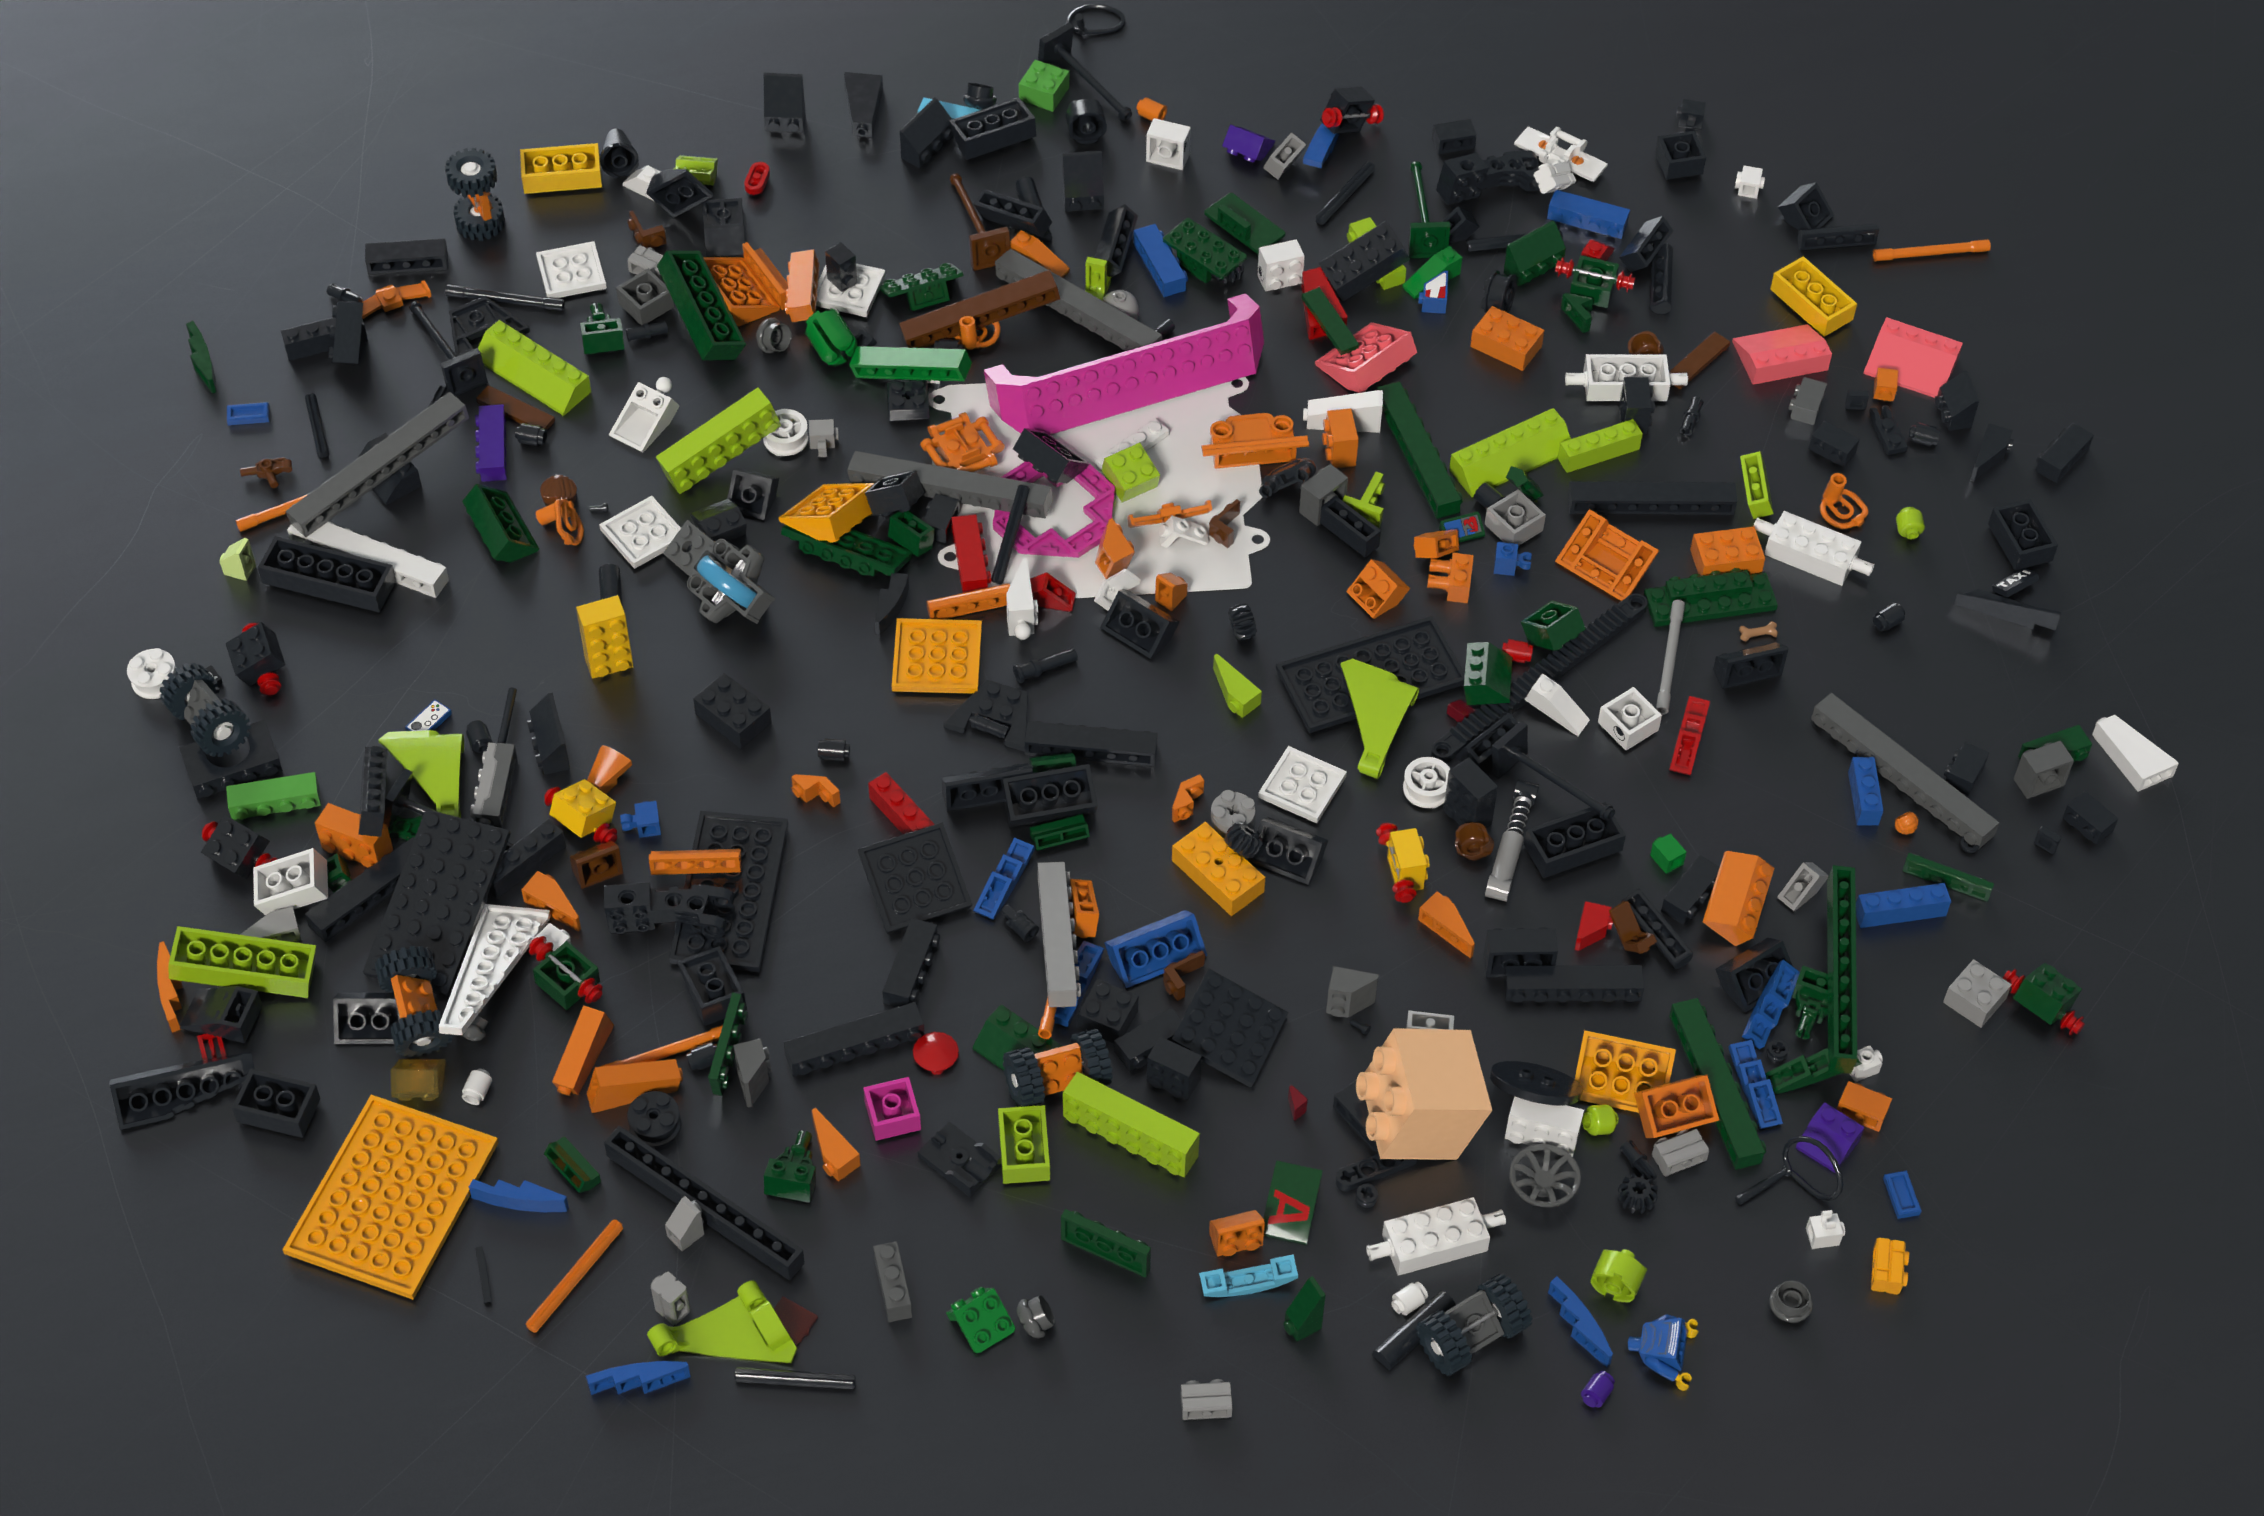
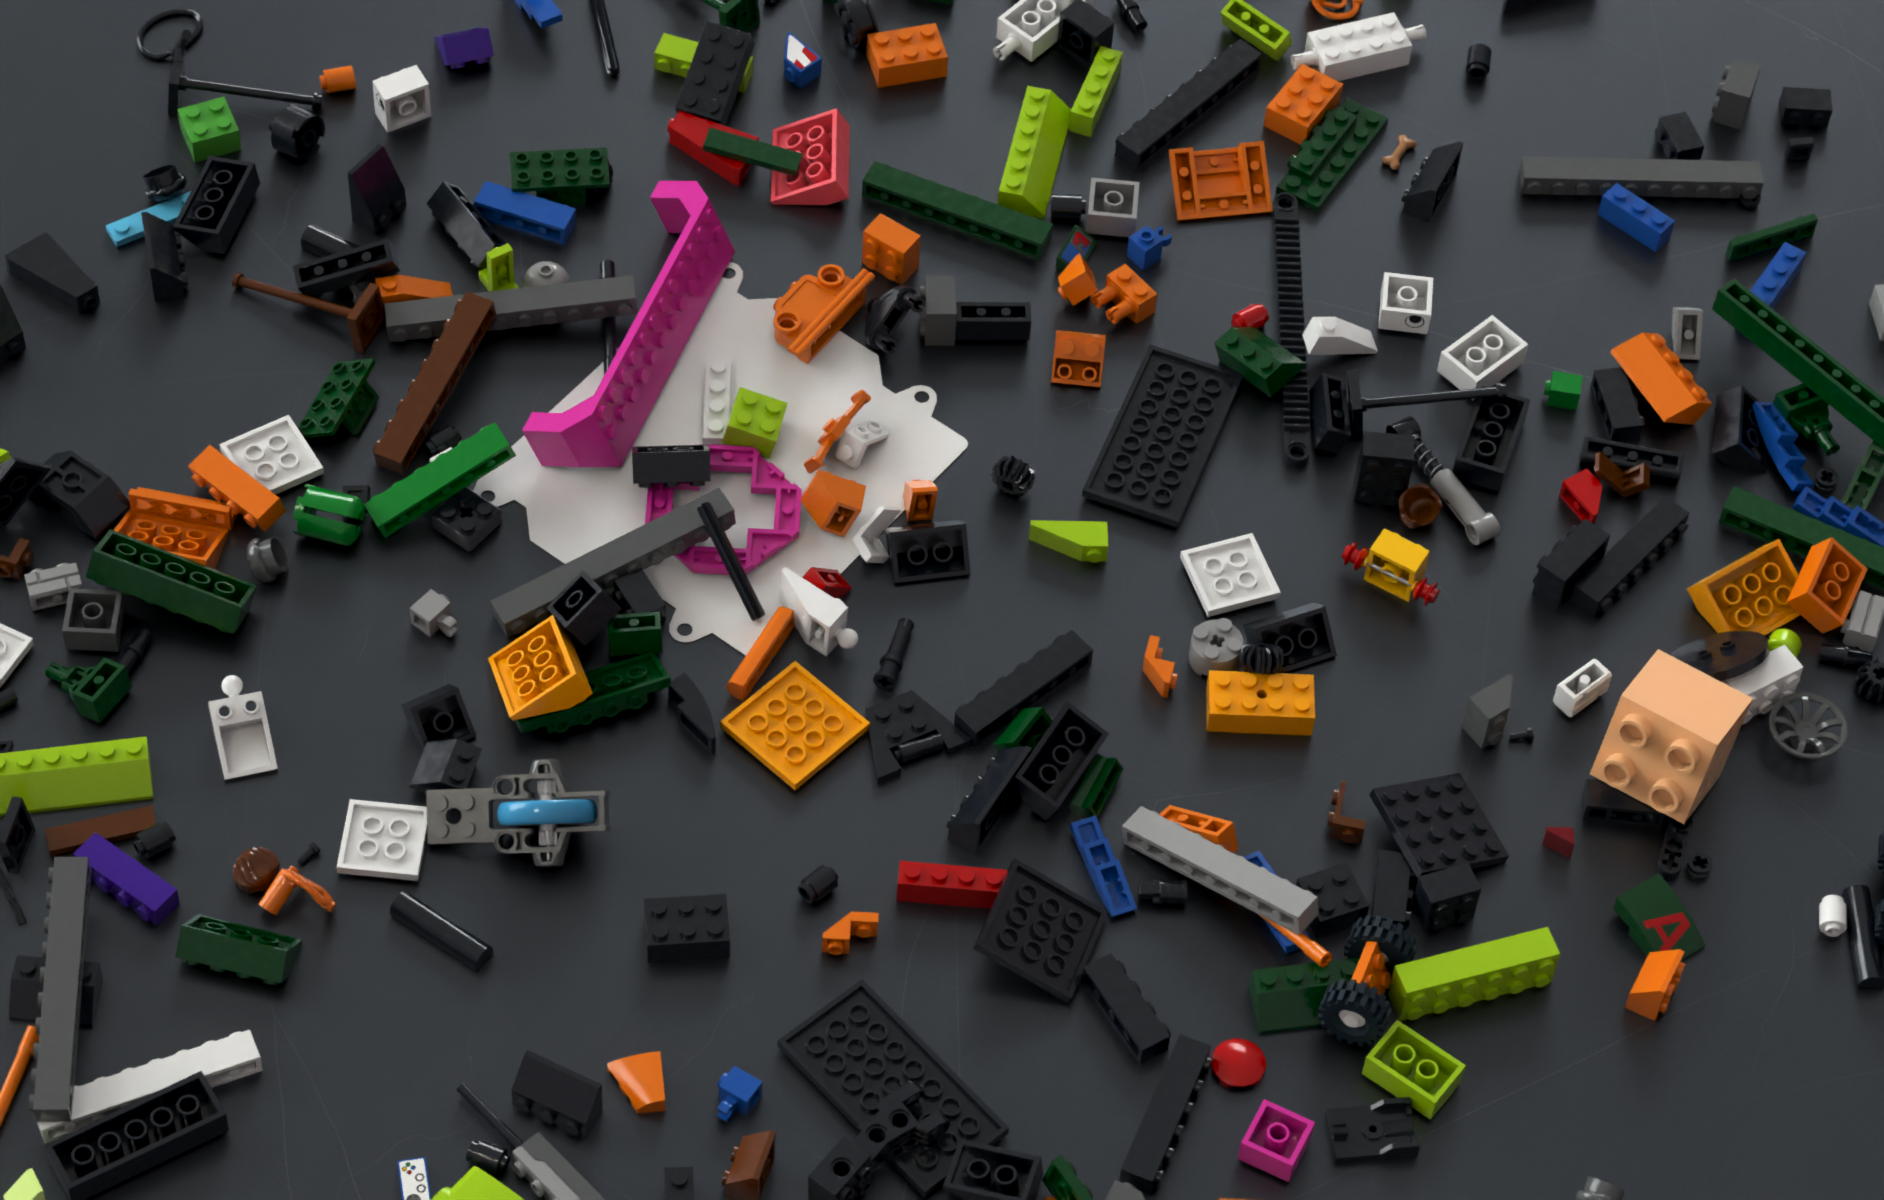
camera: 50 degrees left, 0 degrees up
(583, 810) = (678, 1134): yellow brick -> none
(604, 636) = (507, 958): yellow brick -> none
(695, 861) = (838, 1086): orange fence -> none
(718, 441) = (363, 693): lime brick -> none
(757, 178) = (48, 427): red plate -> none
(790, 436) = (397, 638): white wheel -> none
(841, 267) = (260, 440): black brick -> none
(962, 445) = (574, 521): orange brick -> none
(969, 334) = (450, 409): orange piece -> none
(969, 553) = (708, 611): red brick -> none
(1105, 1243) = (1579, 1087): dark green plate -> none
(1153, 947) = (1296, 813): blue slope -> none
(1206, 1400) = (1799, 1139): light grey brick -> none
(1218, 524) = (887, 413): reddish brown bracket -> none
(1244, 222) = (553, 122): dark green bracket -> none
(1249, 1280) = (1707, 1010): medium azure slope -> none
(1280, 265) = (644, 135): white brick -> none
(1284, 156) = (516, 33): light grey brick -> none
(1306, 1311) = (1789, 993): dark green slope -> none
(1365, 409) = (846, 236): white slope -> none
(1367, 505) = (974, 286): lime bracket -> none
(1379, 708) = (1223, 453): lime panel -> none
(1426, 782) = (1325, 487): white wheel -> none
(1436, 1236) = (1790, 848): white brick -> none
(1442, 261) = (773, 44): green slope -> none
(1444, 919) = (1483, 590): orange slope -> none
(1459, 710) = (1268, 408): dark red slope -> none
(1524, 483) = (1088, 167): dark green piece -> none
(1553, 625) = (1257, 272): dark green brick -> none
(1637, 789) = (1482, 356): none -> white brick
(1664, 695) = (1335, 188): light grey piece -> none
(1689, 735) = (1458, 281): red slope -> none
(1906, 823) = (1692, 218): orange piece -> none
(2072, 738) = (1720, 56): dark green slope -> none
(2133, 753) = (1770, 30): white slope -> none

